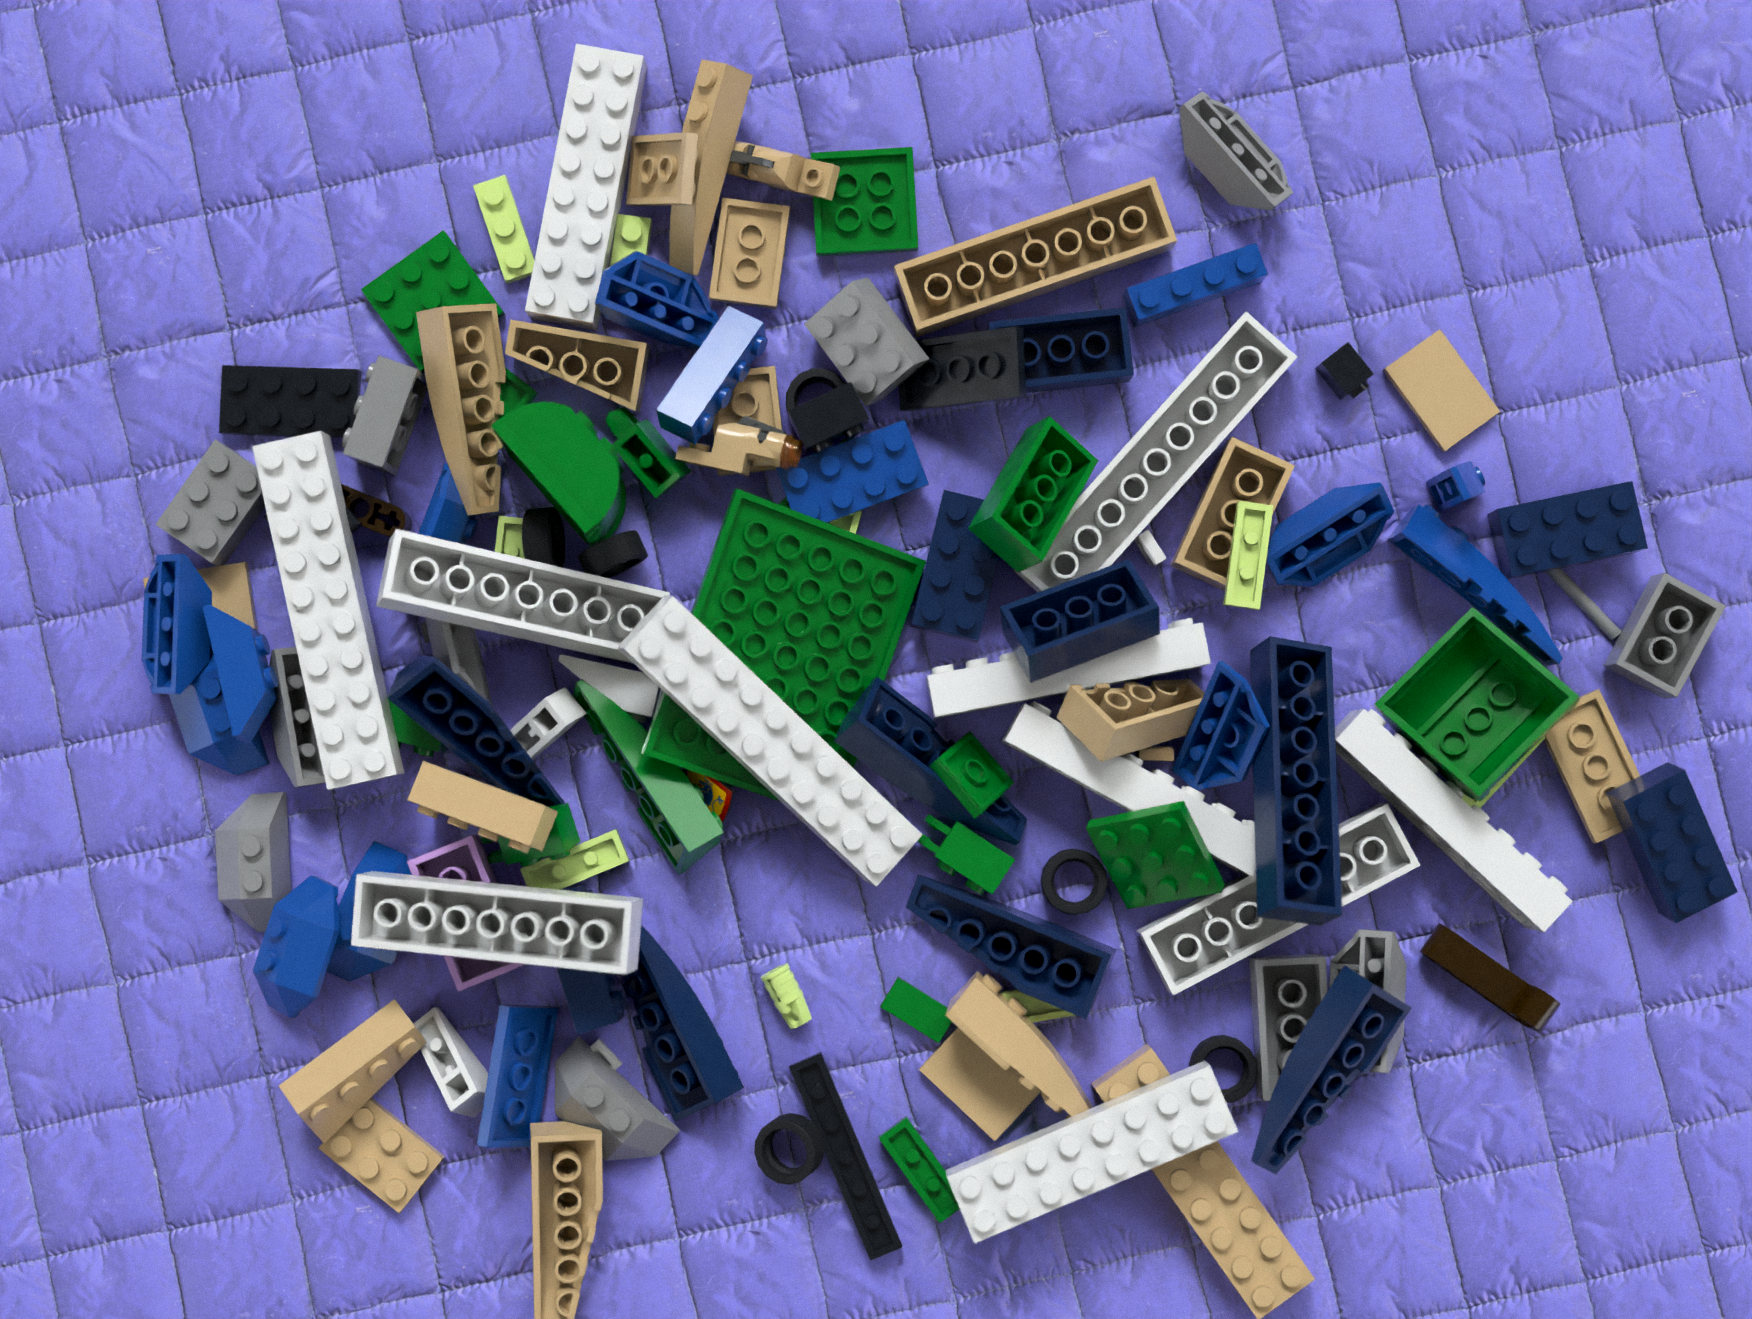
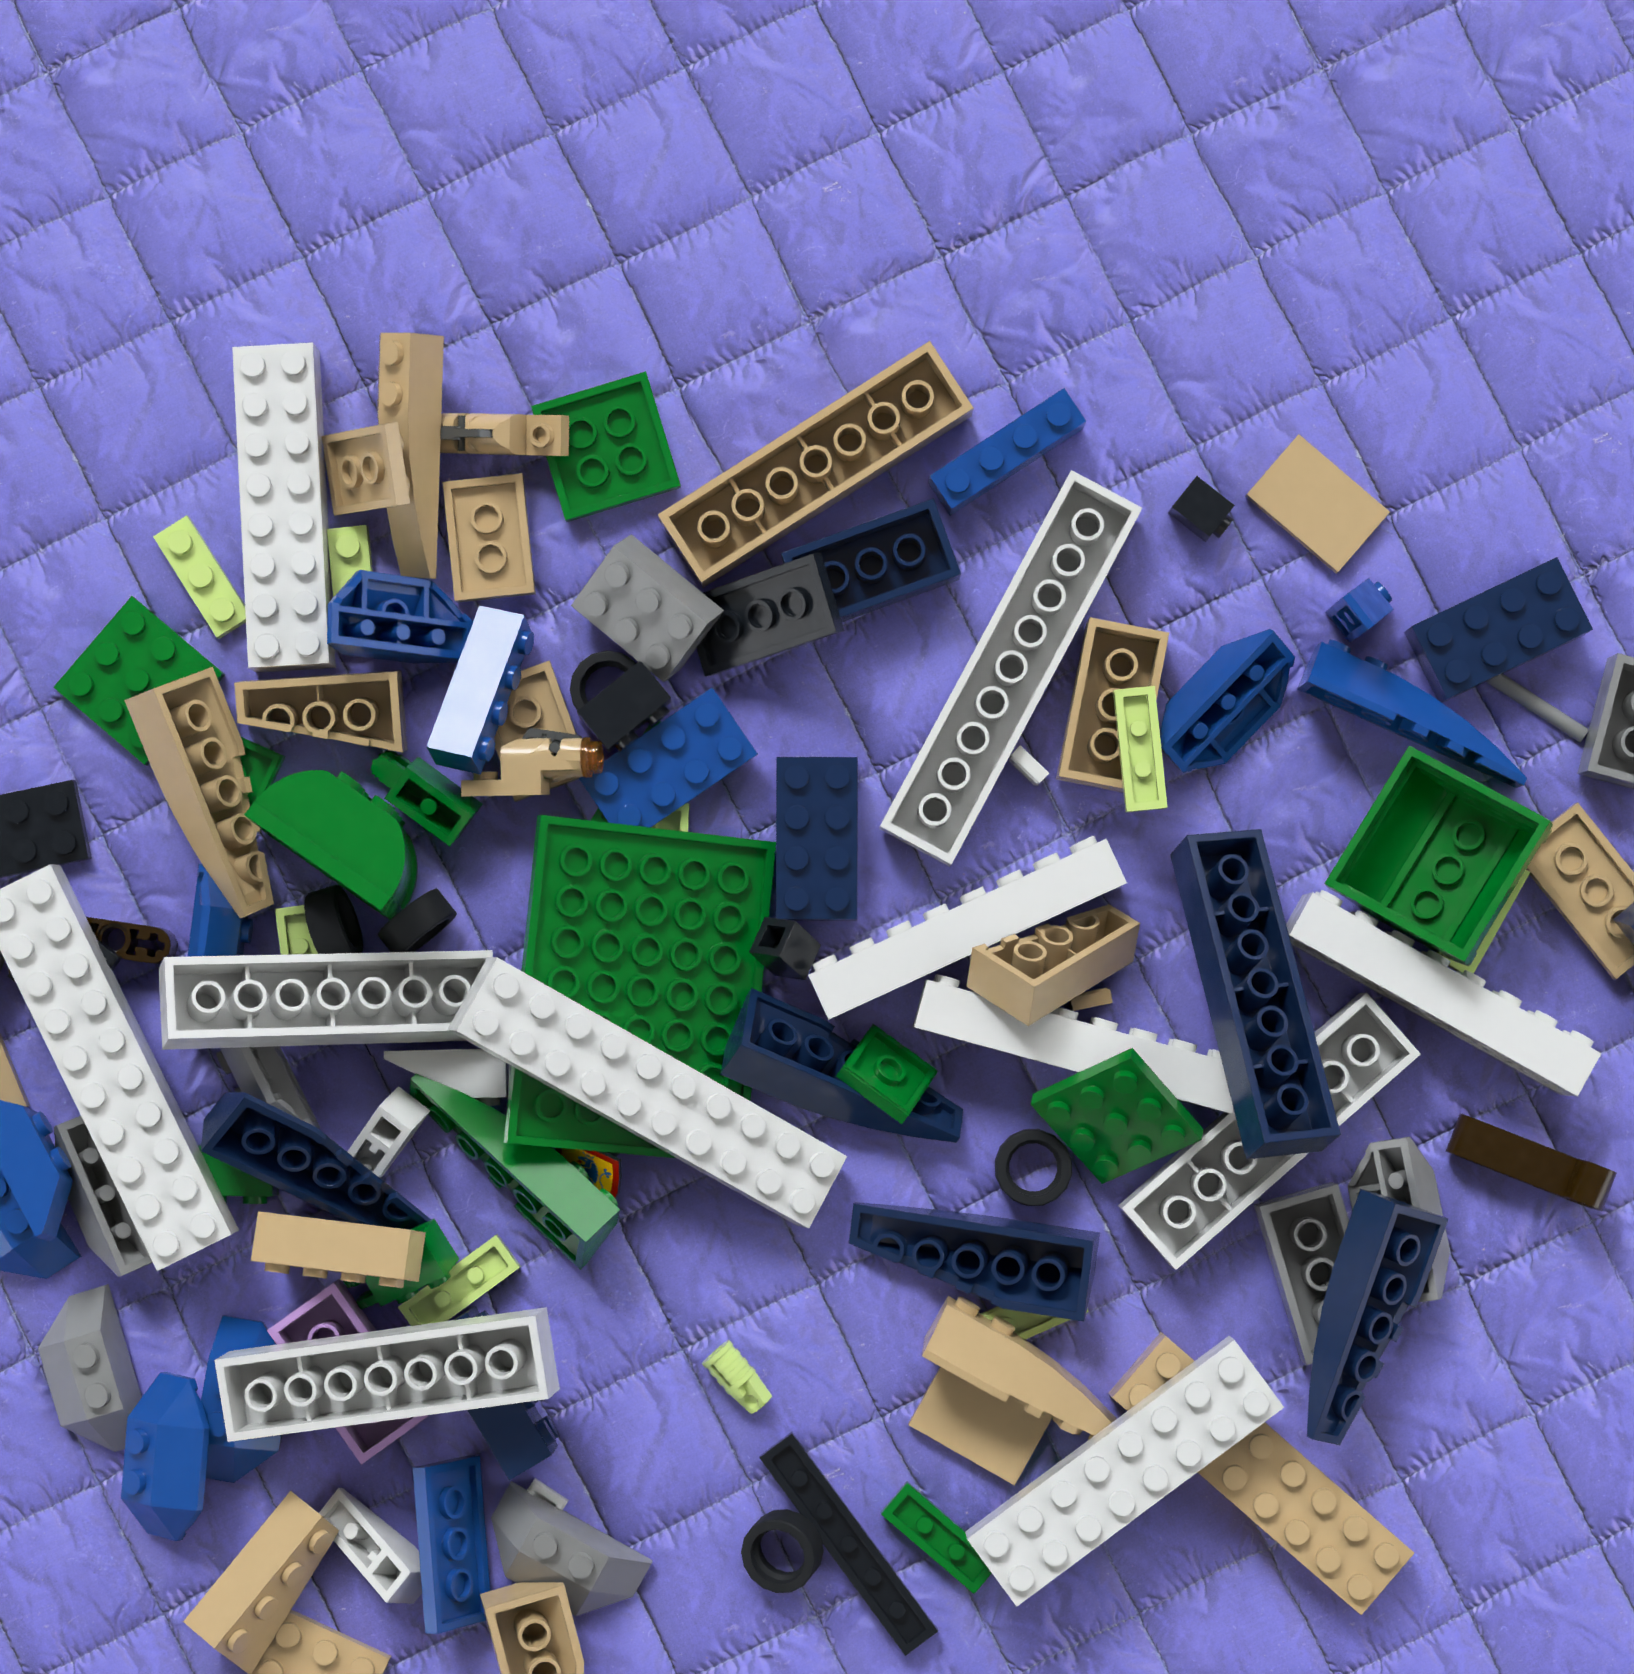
camera: 10 degrees left, 0 degrees up
(385, 415) = (117, 826): light grey brick -> none
(679, 1035) = (628, 1456): dark blue wedge -> none
(912, 649) = (785, 948): none -> black brick
(917, 1009) = (889, 1356): green tile -> none
(969, 855) = (906, 1167): green hinge -> none
(1033, 494) = (879, 738): green brick -> none
(1080, 620) = (966, 871): dark blue brick -> none
(1223, 733) = (1160, 958): blue wedge -> none
(1232, 155) = (1014, 292): light grey wedge -> none
(1250, 1071) = (1281, 1323): black tyre -> none

